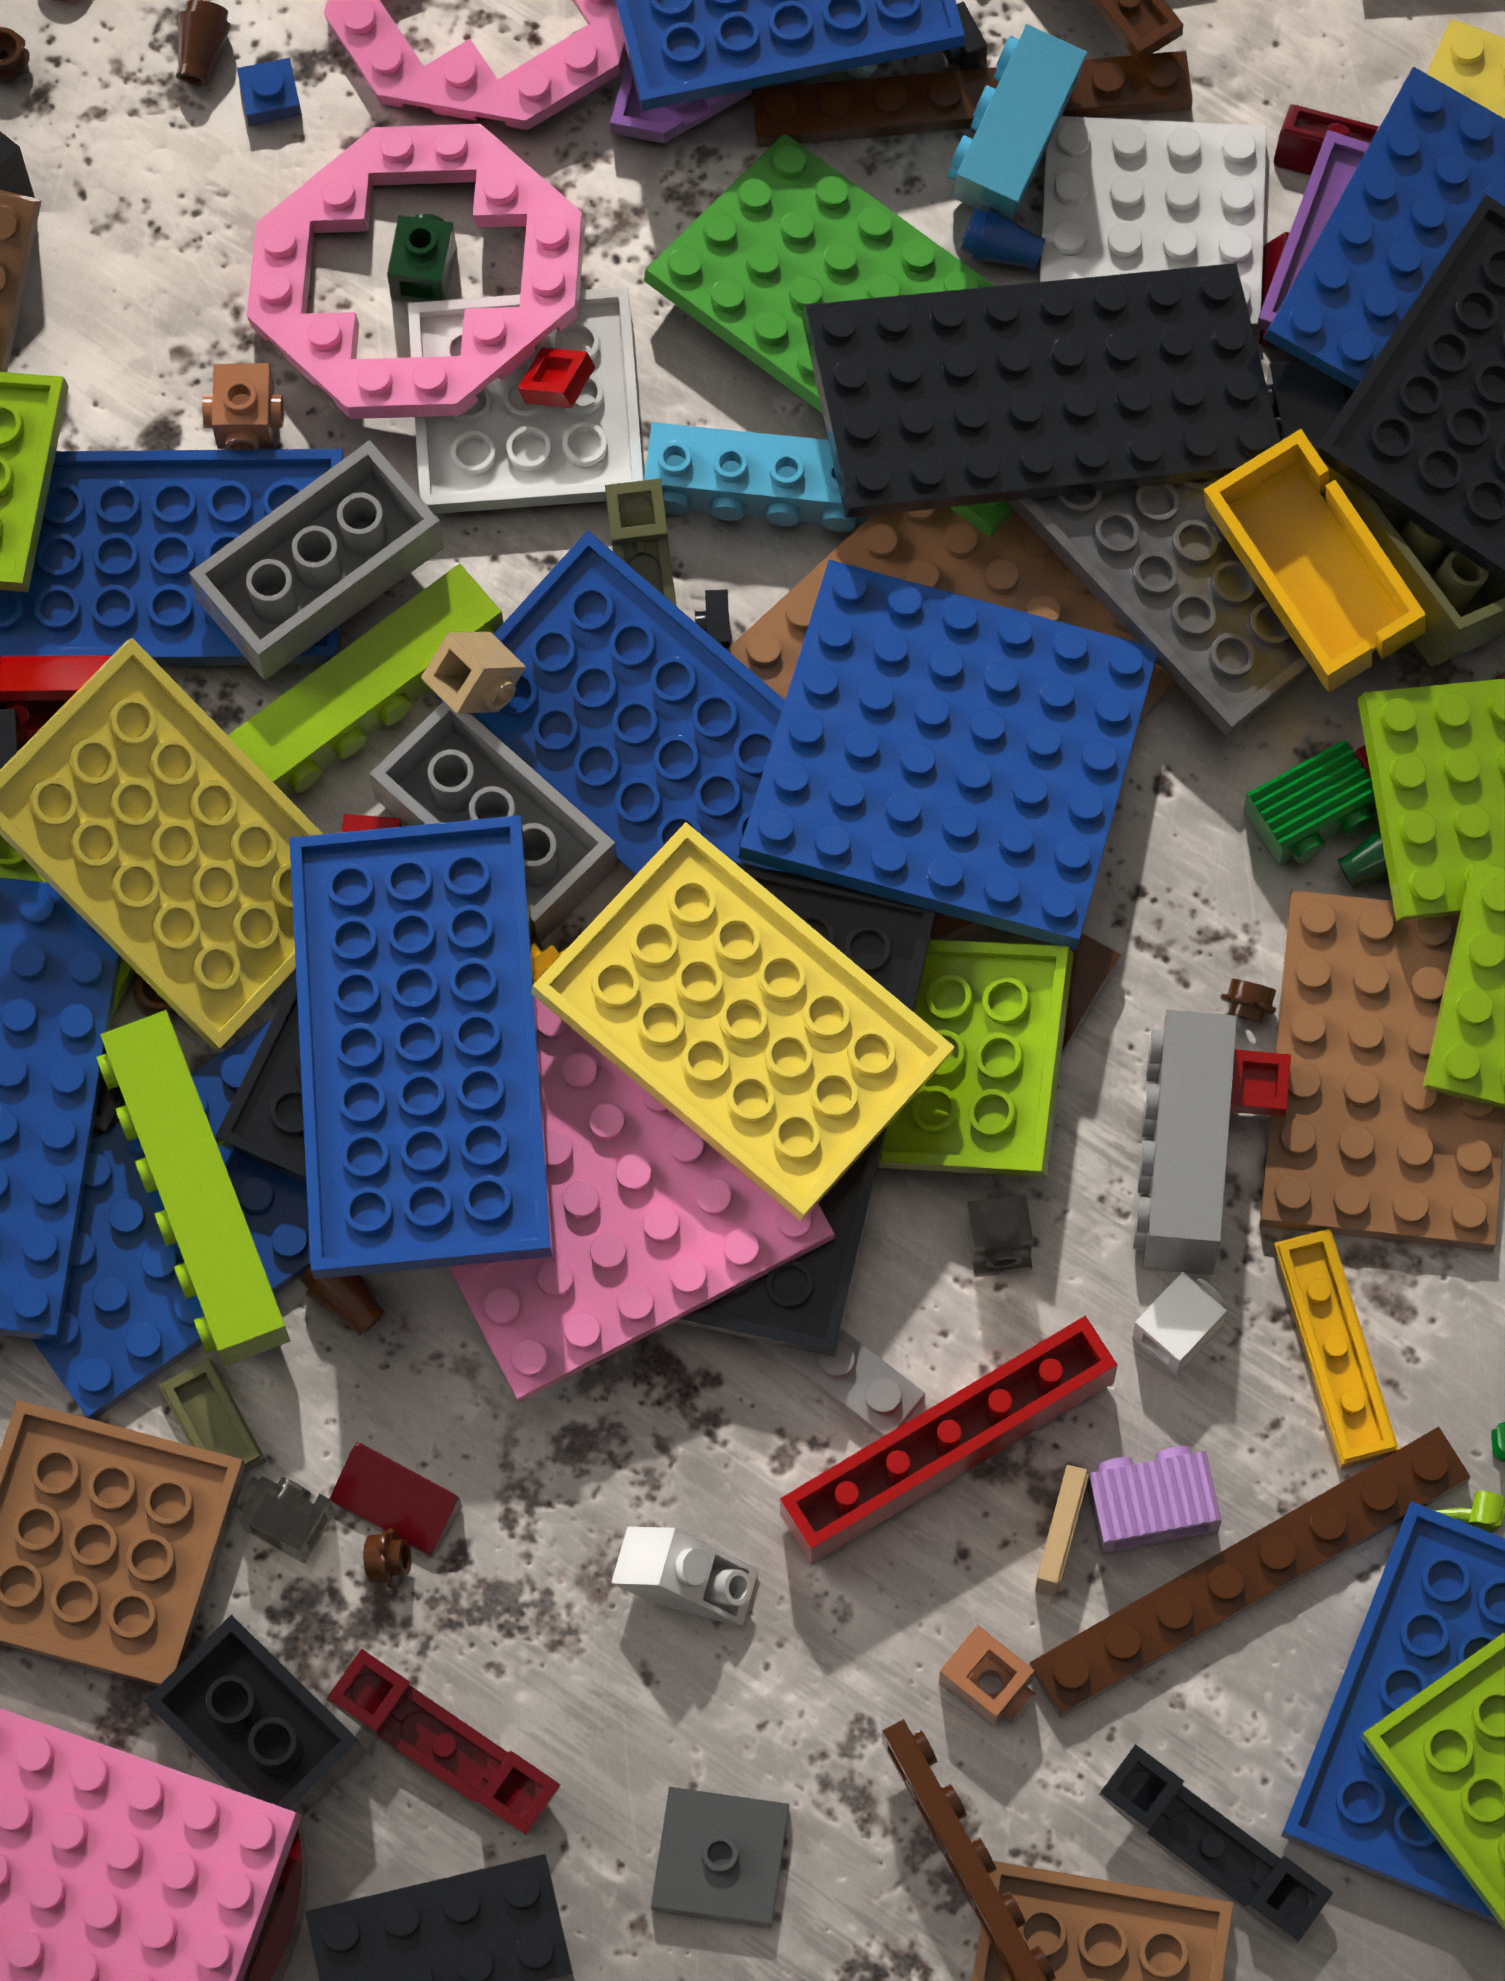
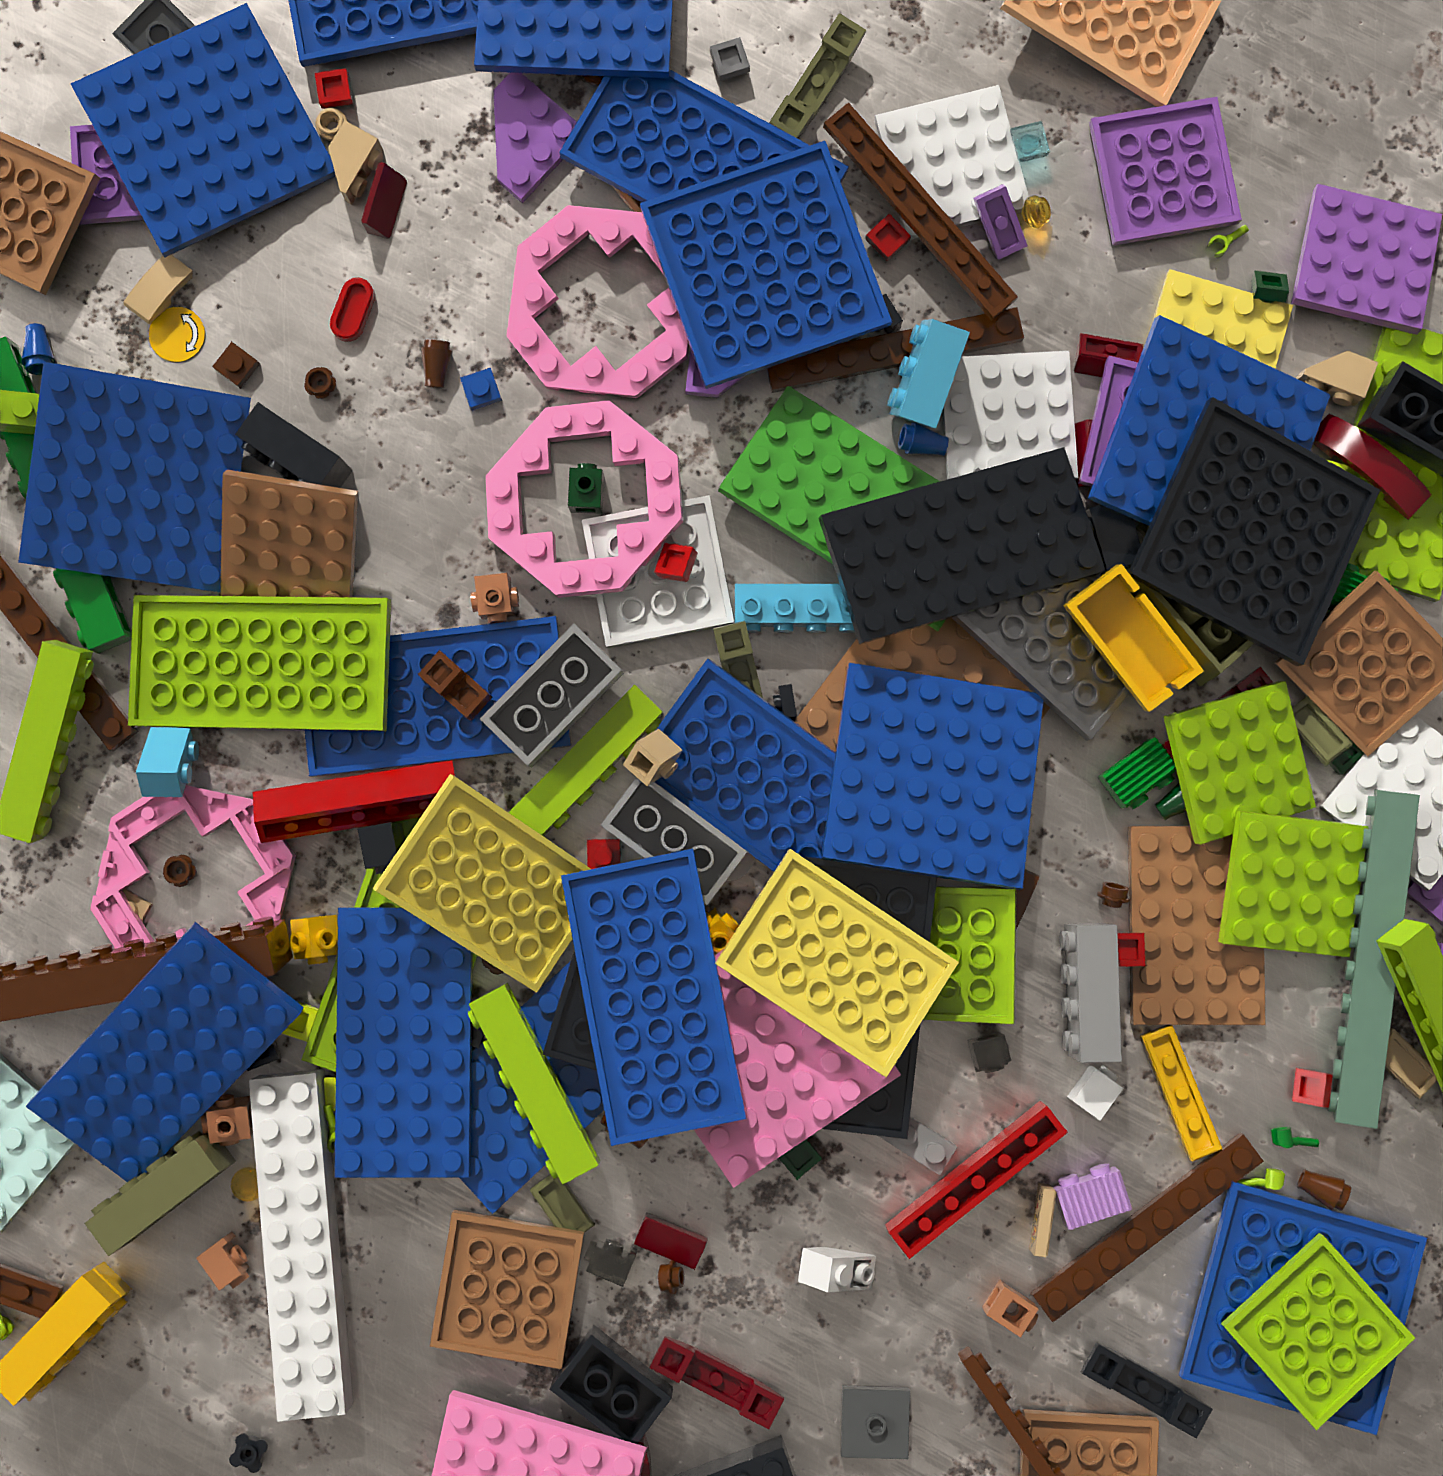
camera: 10 degrees left, 15 degrees up
(153, 535) = (455, 685): none -> reddish brown slope
(641, 1376) = (800, 1159): none -> dark green plate

